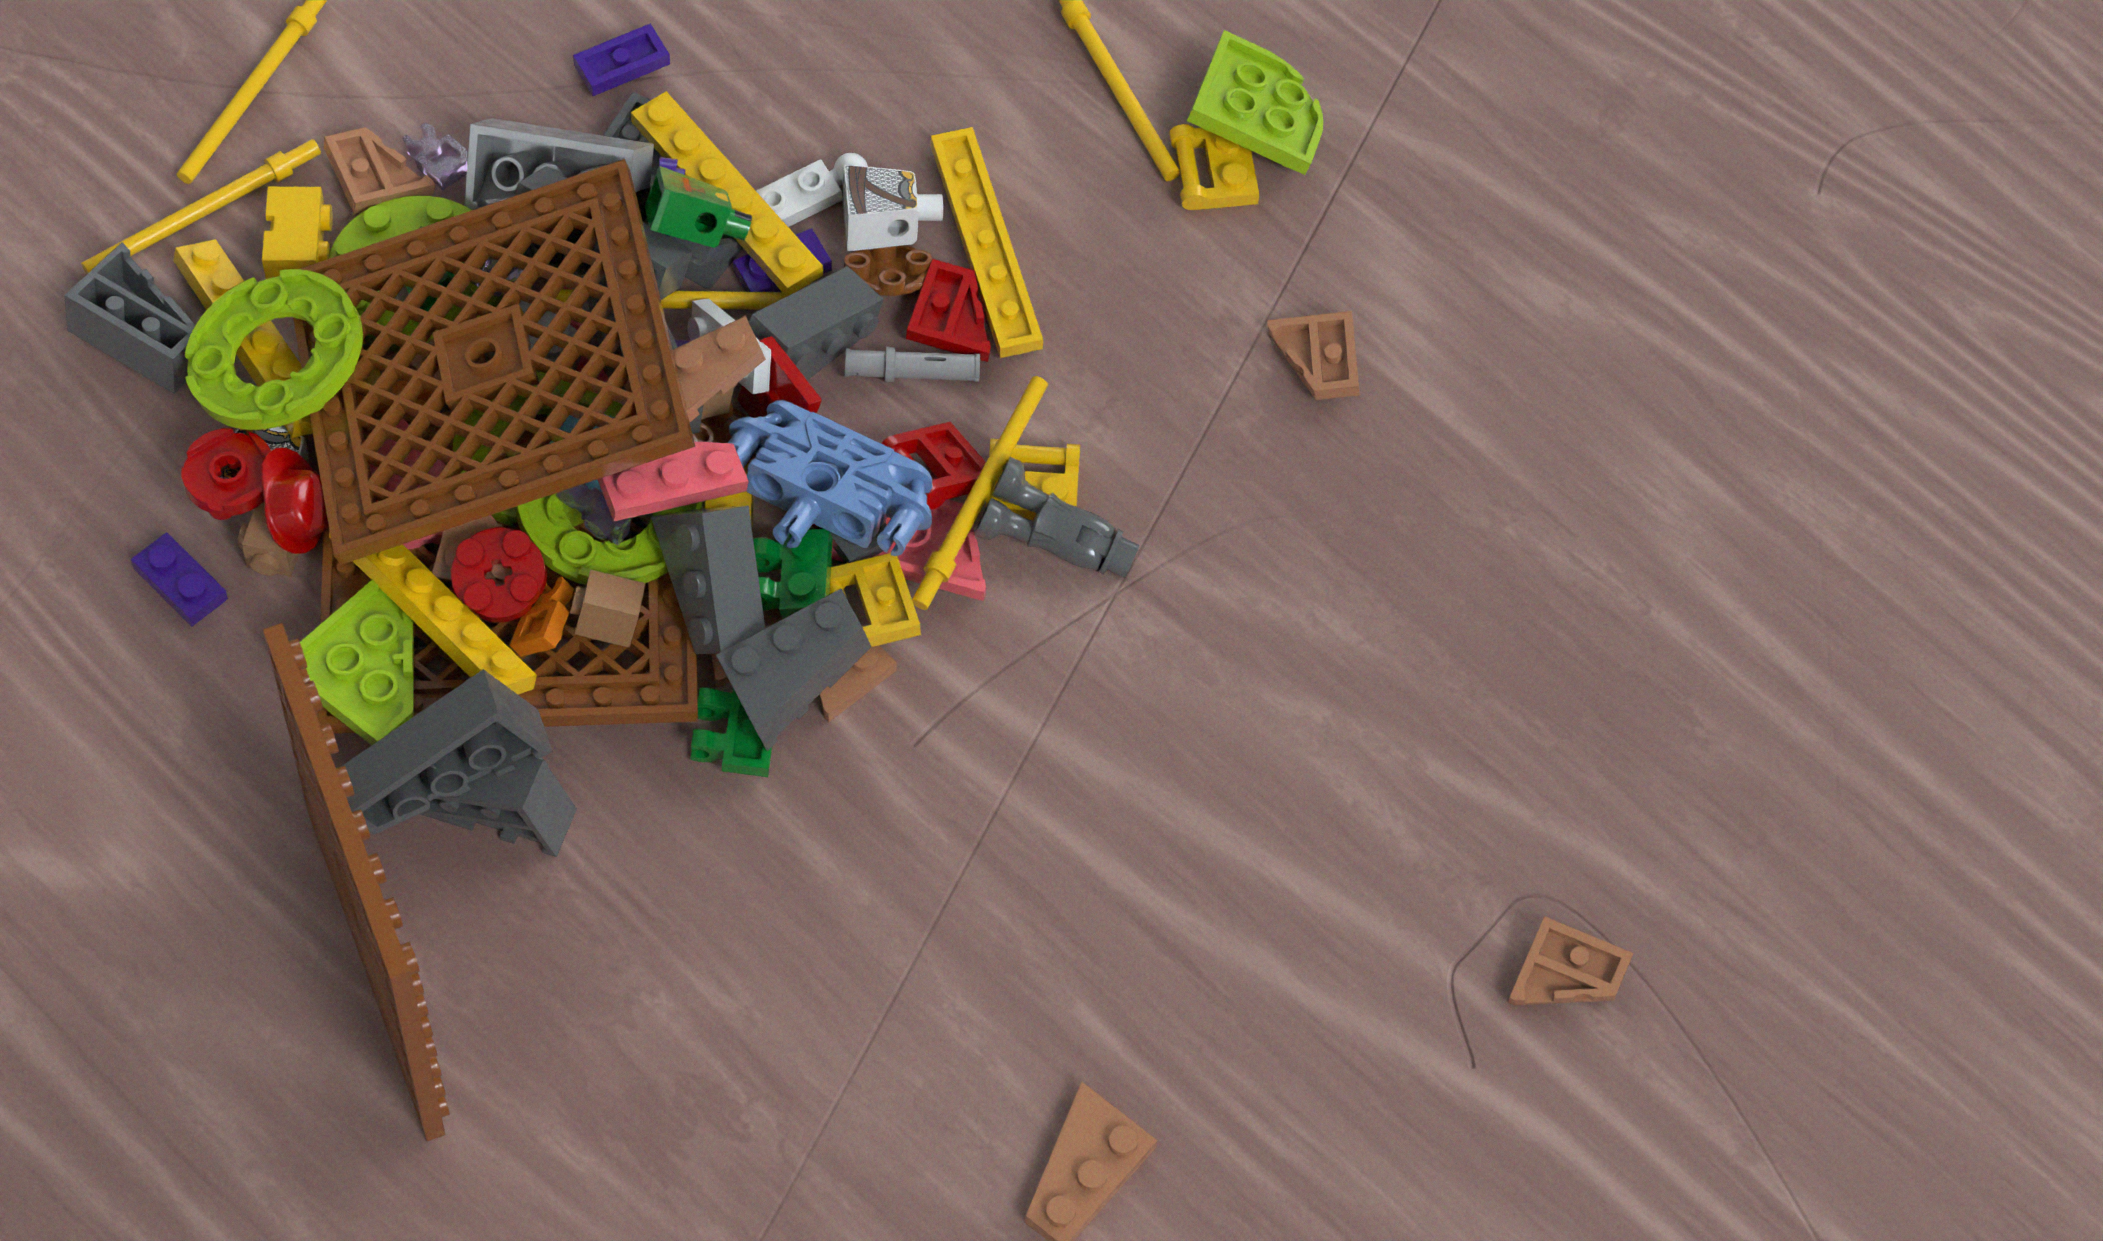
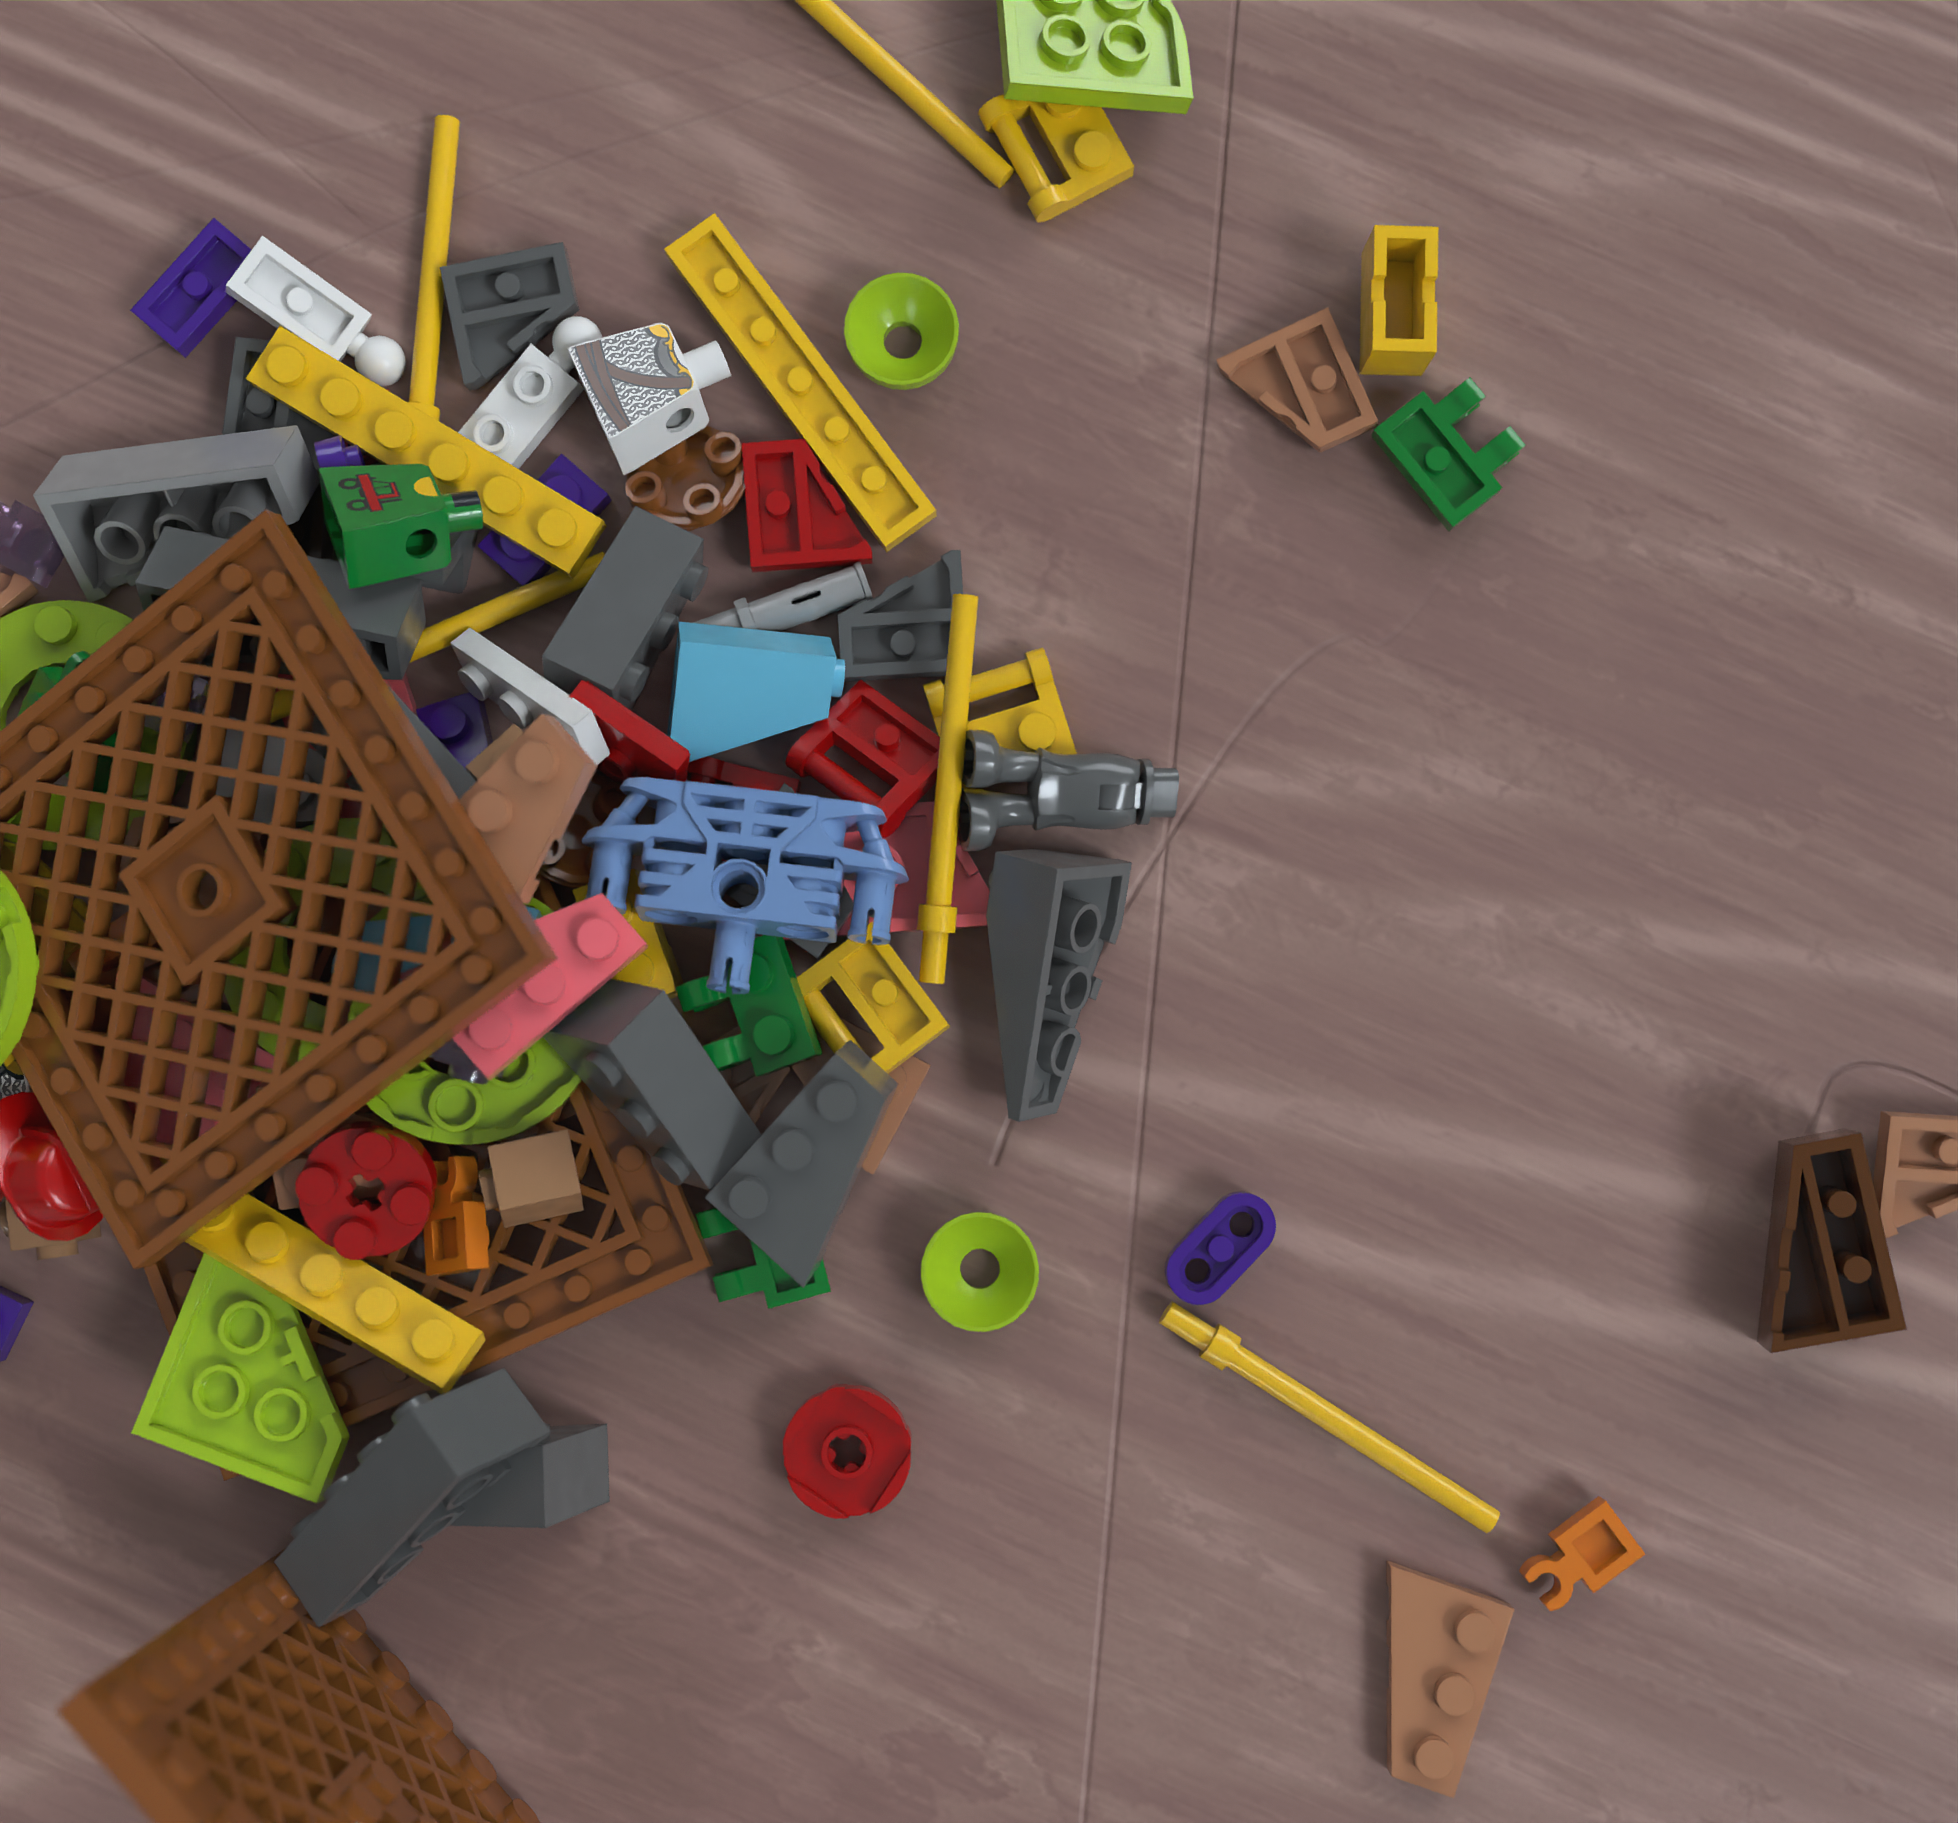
camera: 15 degrees left, 25 degrees up
(675, 72) = (314, 310): none -> white plate
(739, 850) = (856, 1487): none -> red plate
(779, 94) = (433, 257): none -> yellow bar
(813, 132) = (505, 306): none -> dark grey wing
(875, 392) = (747, 685): none -> medium azure slope
(875, 772) = (979, 1307): none -> lime piece
(986, 401) = (904, 627): none -> dark grey wing
(1007, 615) = (1045, 941): none -> dark grey wedge
(1023, 908) = (1223, 1349): none -> yellow bar
(1043, 841) = (1223, 1251): none -> dark purple plate
(1068, 218) = (901, 302): none -> lime piece
(1225, 1119) = (1590, 1547): none -> orange plate
(1391, 428) = (1437, 458): none -> green plate
(1399, 322) = (1398, 300): none -> yellow brick
(1465, 981) = (1826, 1248): none -> reddish brown wedge

